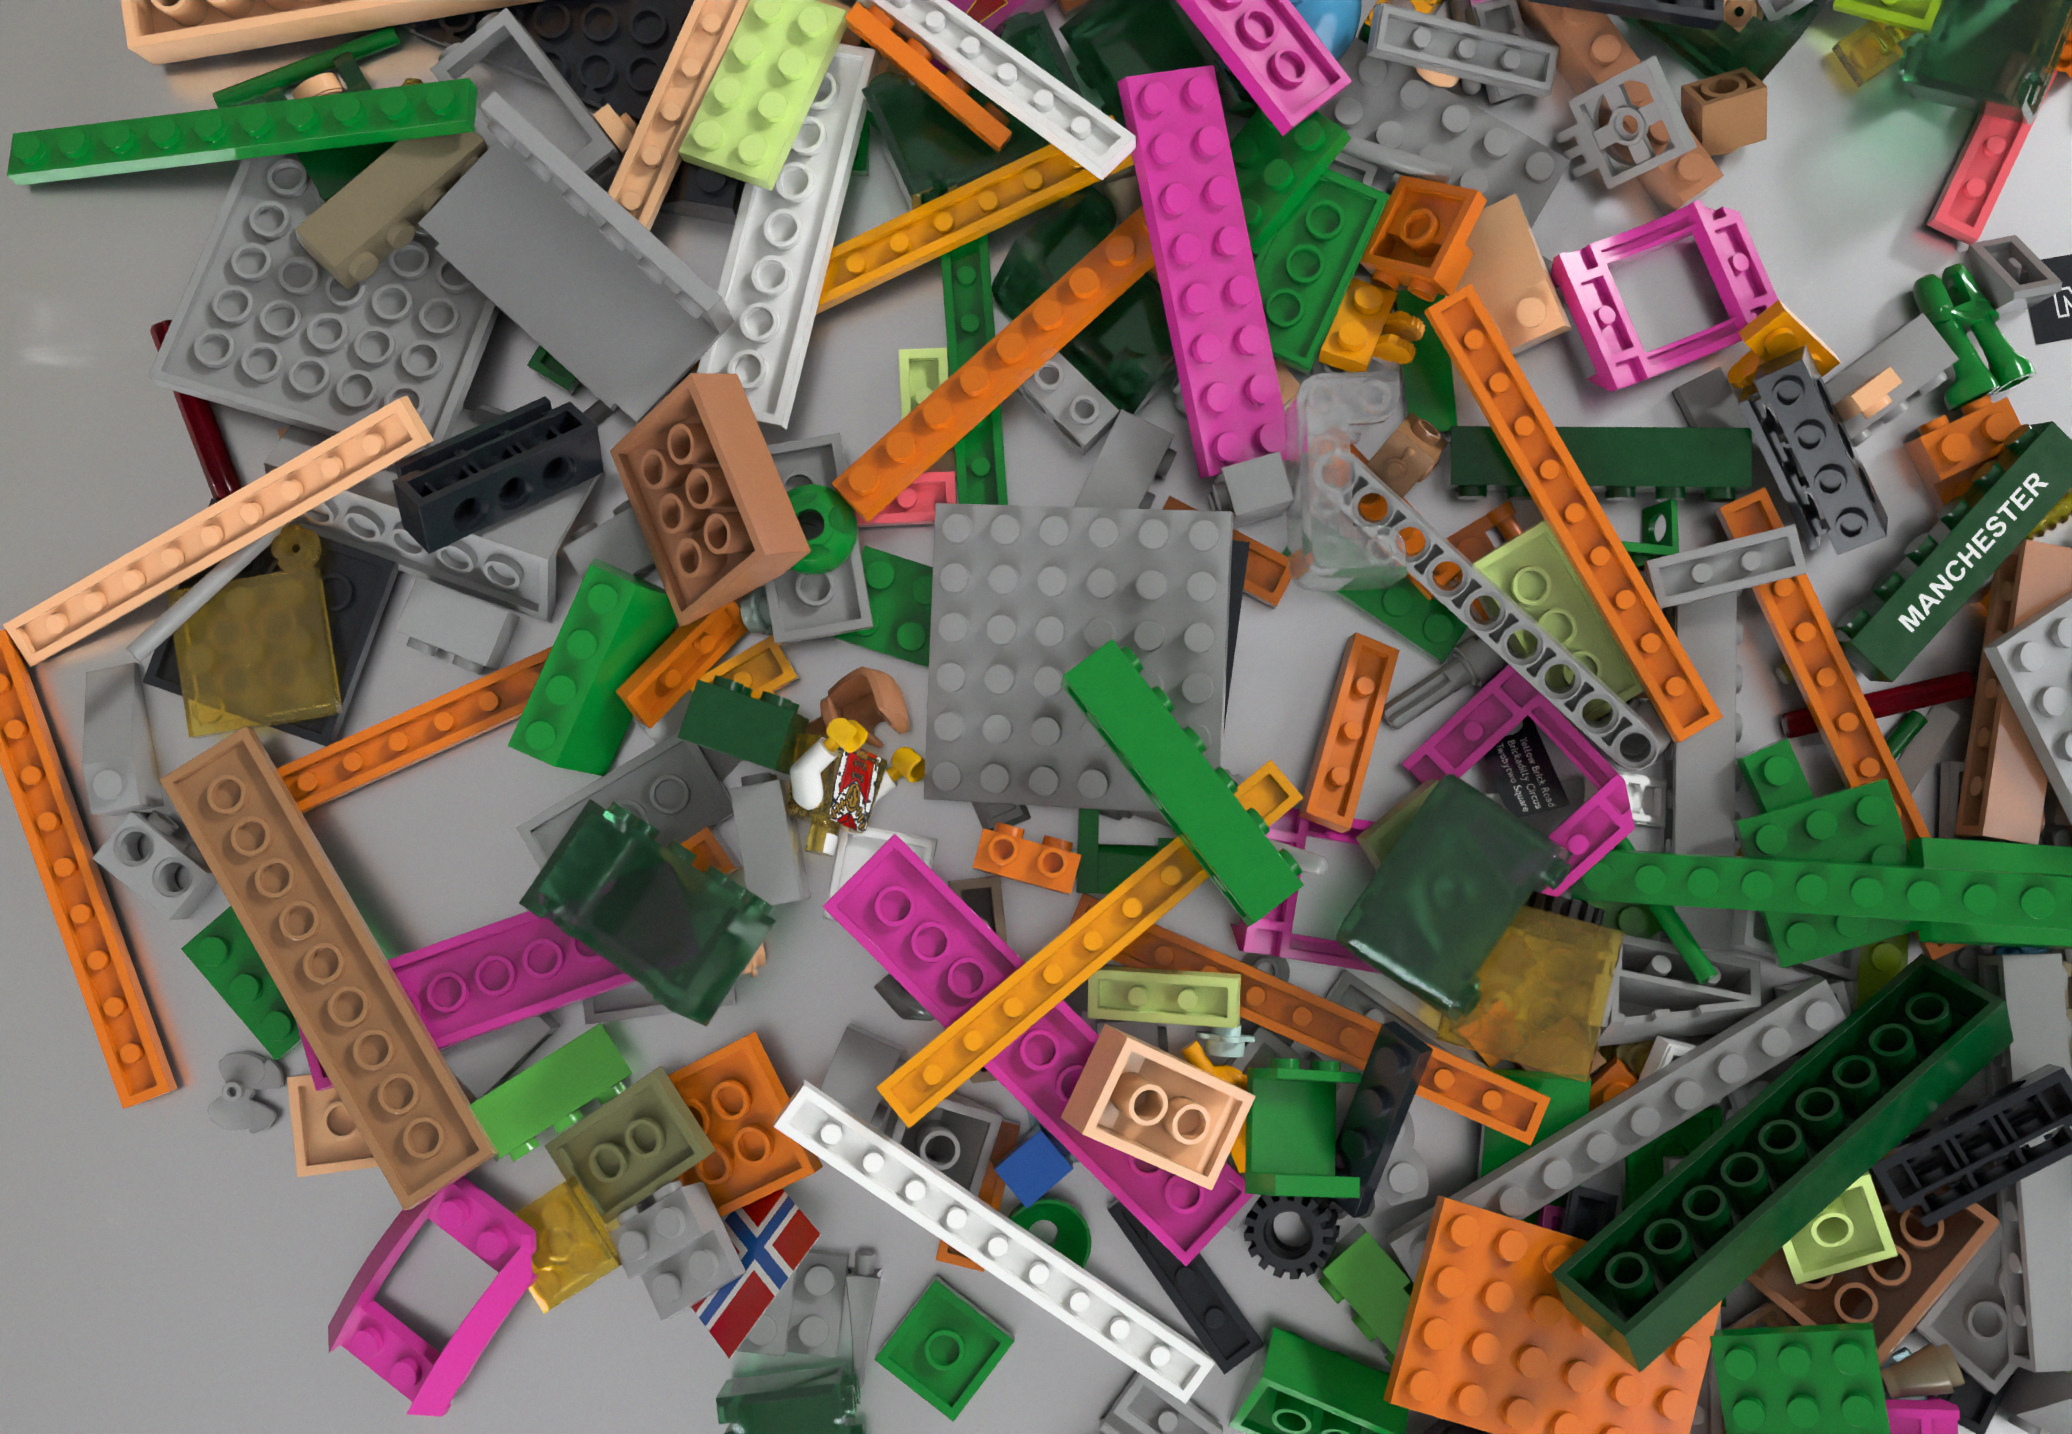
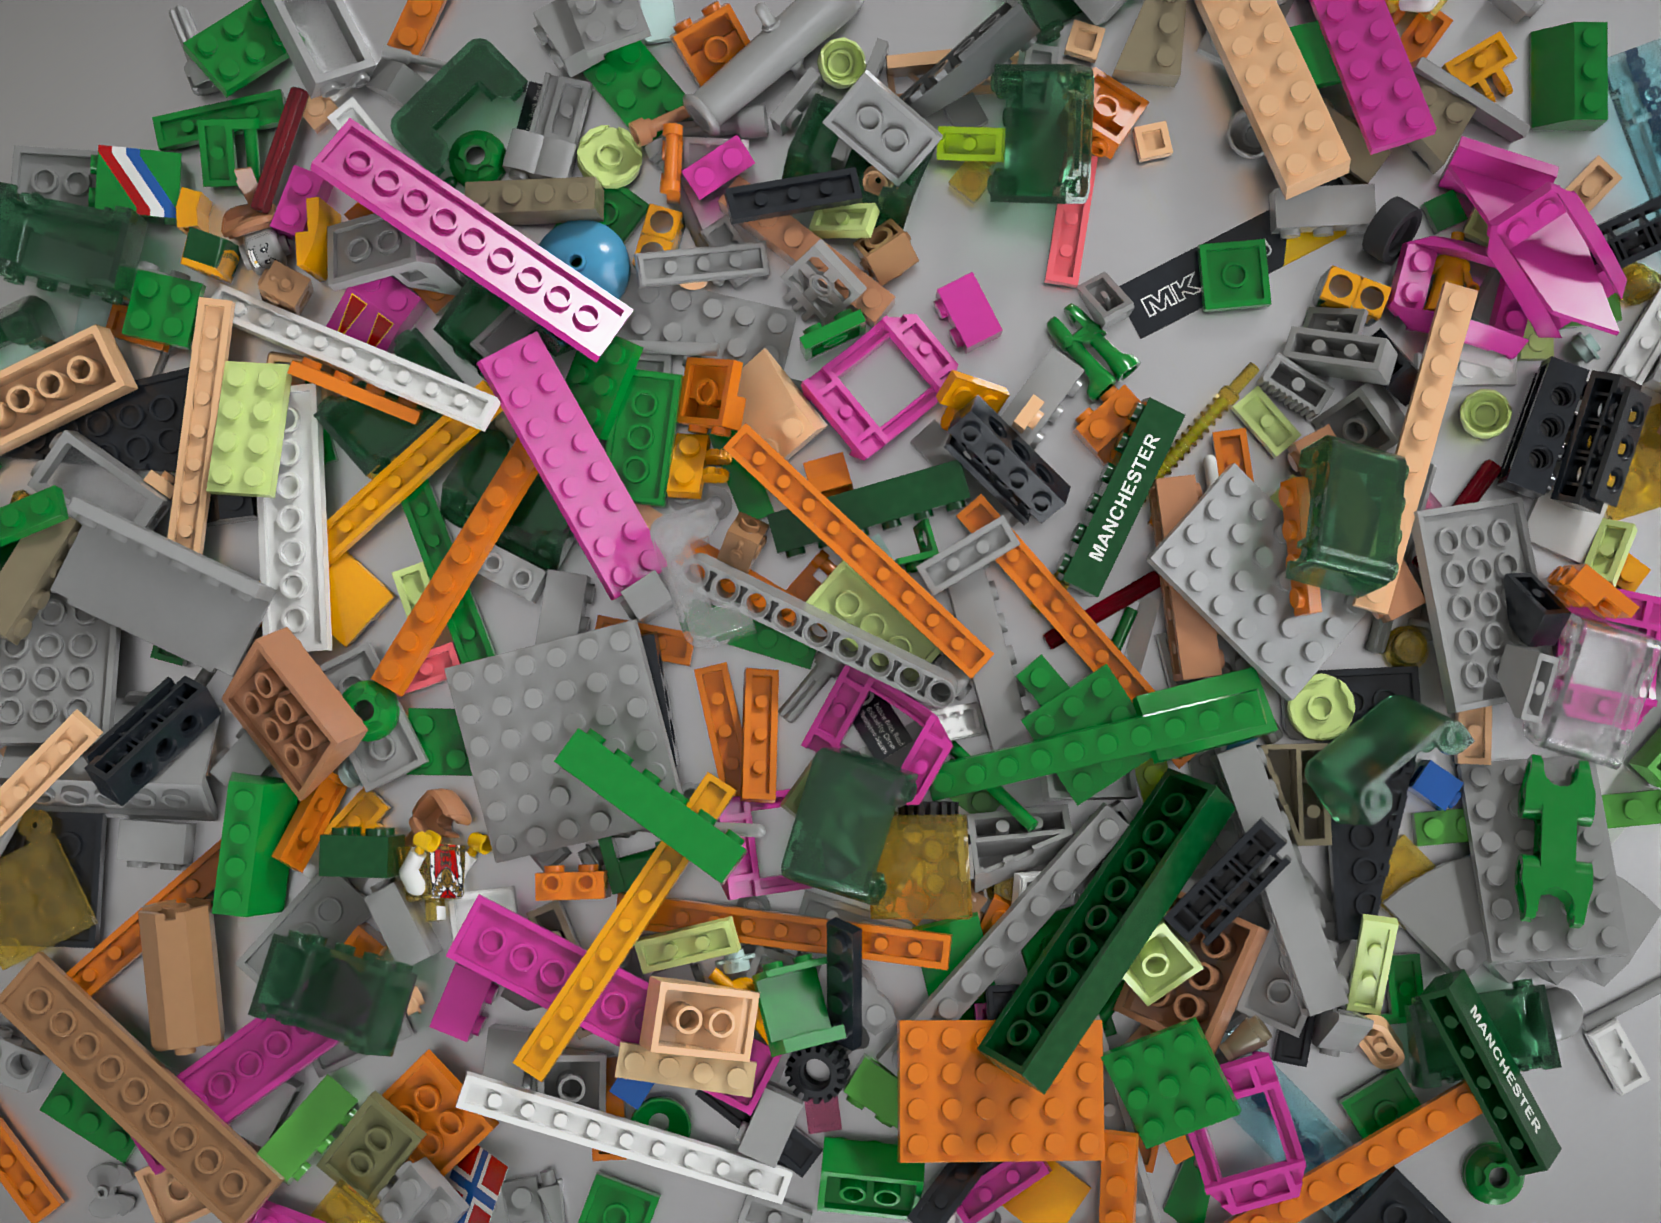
camera: 10 degrees left, 0 degrees up
(438, 821) = (182, 975): none -> medium nougat brick
(821, 979) = (463, 1003): none -> dark pink brick
(836, 372) = (354, 598): none -> light orange slope
(1059, 828) = (591, 856): none -> light grey plate
(1115, 1174) = (685, 1071): none -> tan plate
(1166, 53) = (503, 331): none -> light grey tile
(1204, 1292) = (769, 1126): none -> light grey brick
(1276, 1296) = (823, 1116): none -> clear pink tile
(1299, 694) = (722, 721): none -> orange plate
(1558, 395) = (829, 474): none -> orange piece
(1620, 203) = (820, 339): none -> green plate
(1683, 50) = (845, 221): none -> yellowish green plate
(1811, 233) = (968, 313): none -> dark pink brick

